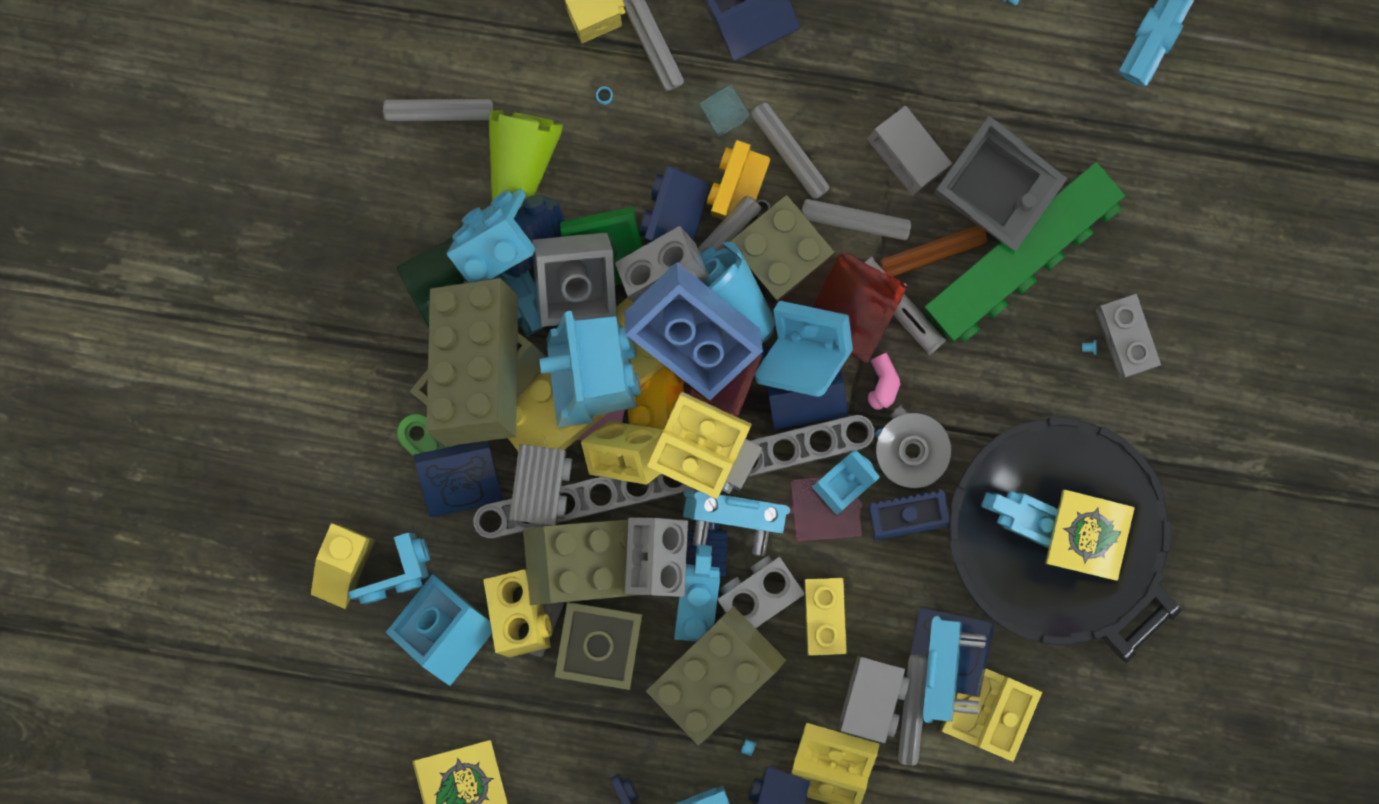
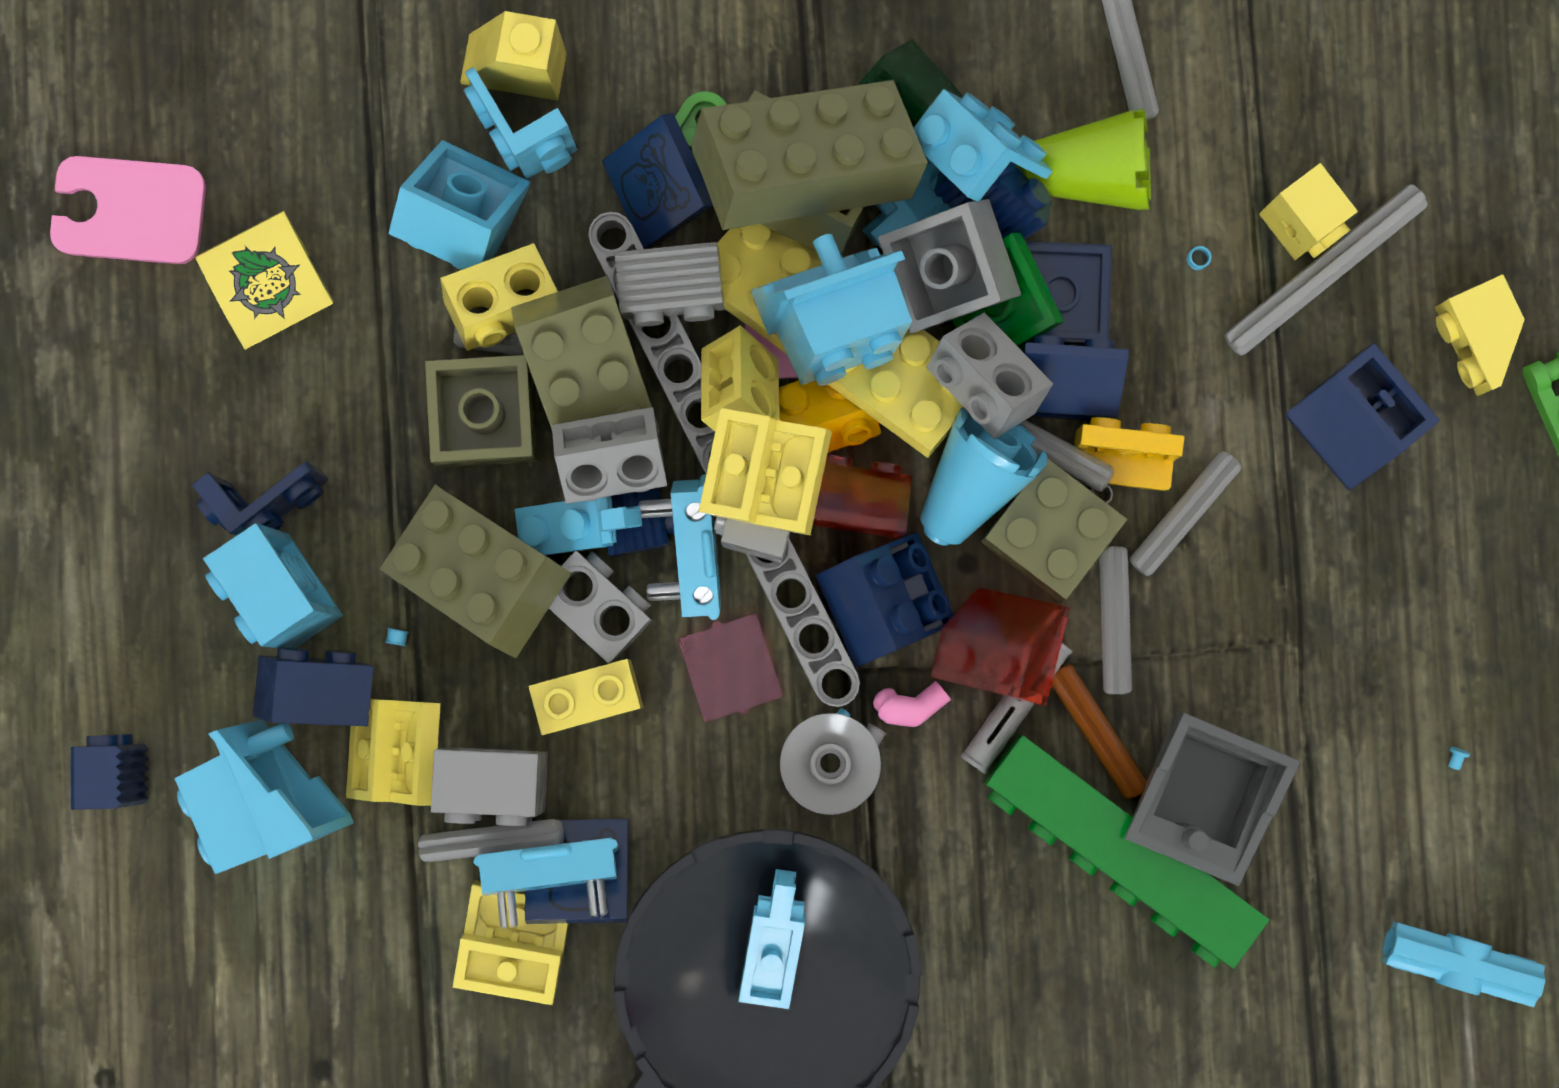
camera: 75 degrees right, 0 degrees up
(606, 188) = (1080, 286): none -> dark blue tile
(693, 331) = (916, 431): medium blue brick -> none
(724, 110) = (1217, 417): clear light blue plate -> none
(808, 349) = (928, 593): medium azure bracket -> none
(846, 481) = (768, 684): medium azure bracket -> none
(908, 515) = (743, 777): dark blue brick -> none
(909, 150) = (1223, 668): light grey hinge -> none
(1090, 347) = (1020, 966): medium azure piece -> none
(1090, 535) = (771, 1022): light yellow slope -> none
(1128, 336) = (1046, 1014): light grey brick -> none

